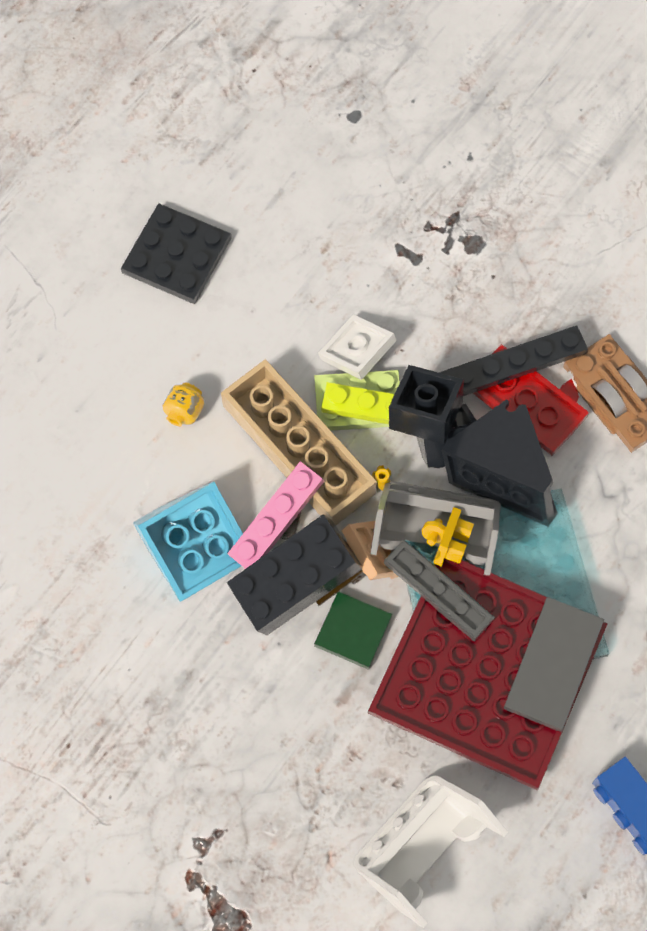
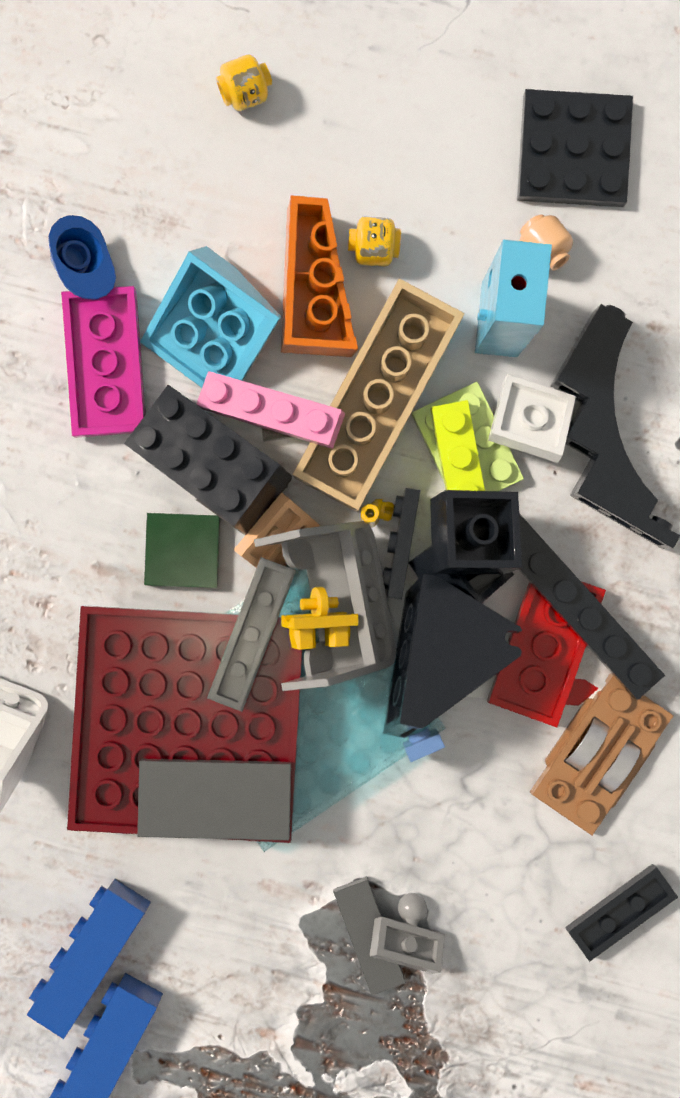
camera: 65 degrees right, 20 degrees up
(26, 451) = (244, 82): none -> yellow head
(101, 614) = (81, 257): none -> blue piece
(185, 631) = (103, 363): none -> dark pink plate
(195, 455) = (314, 295): none -> orange wedge
(235, 294) = (549, 231): none -> light nougat head
(273, 321) = (513, 298): none -> medium azure brick
(410, 467) = (400, 542): none -> black plate
(422, 314) = (609, 479): none -> black arch
(566, 503) = (422, 743): none -> medium blue plate

